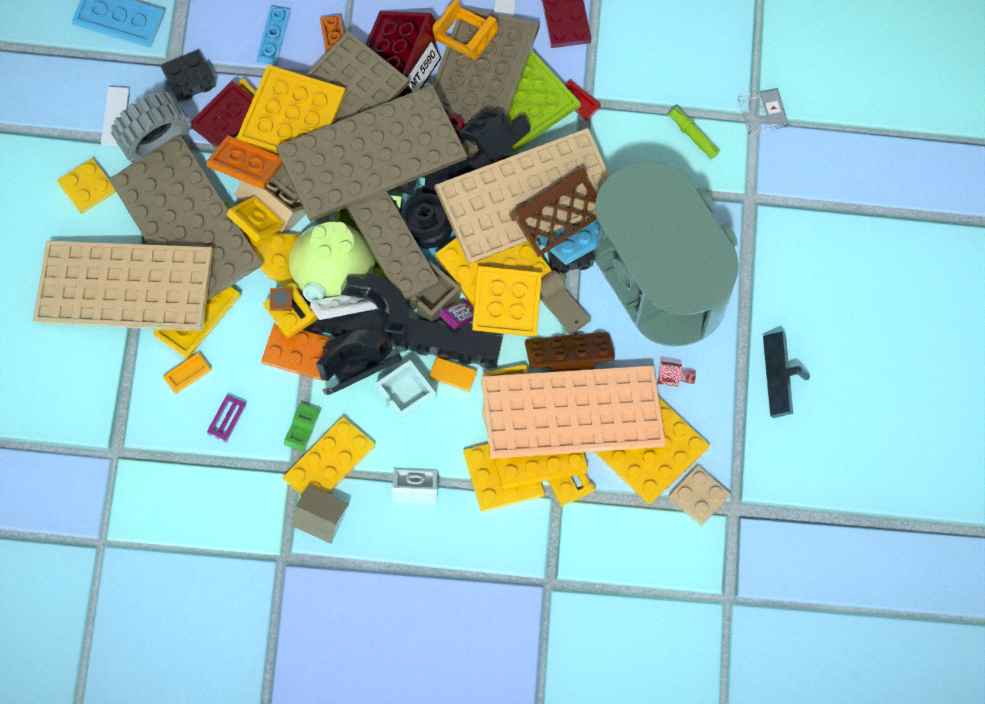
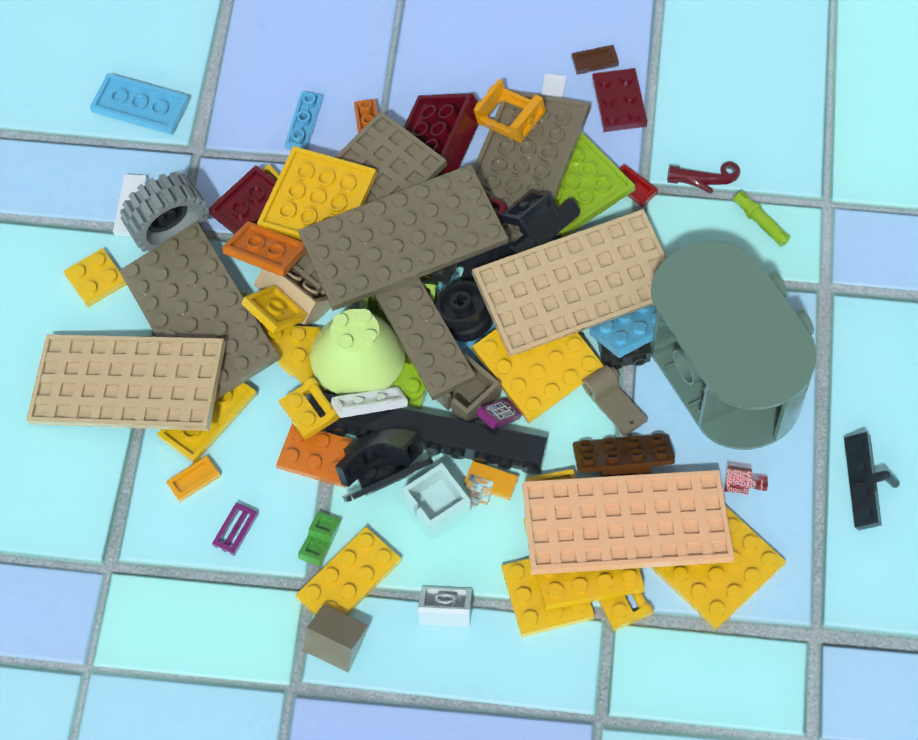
camera: 10 degrees right, 5 degrees down
(188, 75) = (211, 163): pearl dark grey plate -> none
(280, 299) = (298, 395): dark orange tile -> none
(313, 291) = (335, 387): light aqua tile -> none
(385, 296) = (413, 391): black arch -> none
(423, 67) = (464, 149): white sticker -> none
(442, 383) = (478, 490): none -> clear tile
(506, 301) = (552, 398): yellow plate -> none
(545, 199) = (595, 285): reddish brown fence -> none
(640, 95) = (702, 179): none -> dark red plant
(699, 496) = (774, 619): tan plate -> none
(762, 111) = (837, 195): clear tile -> none

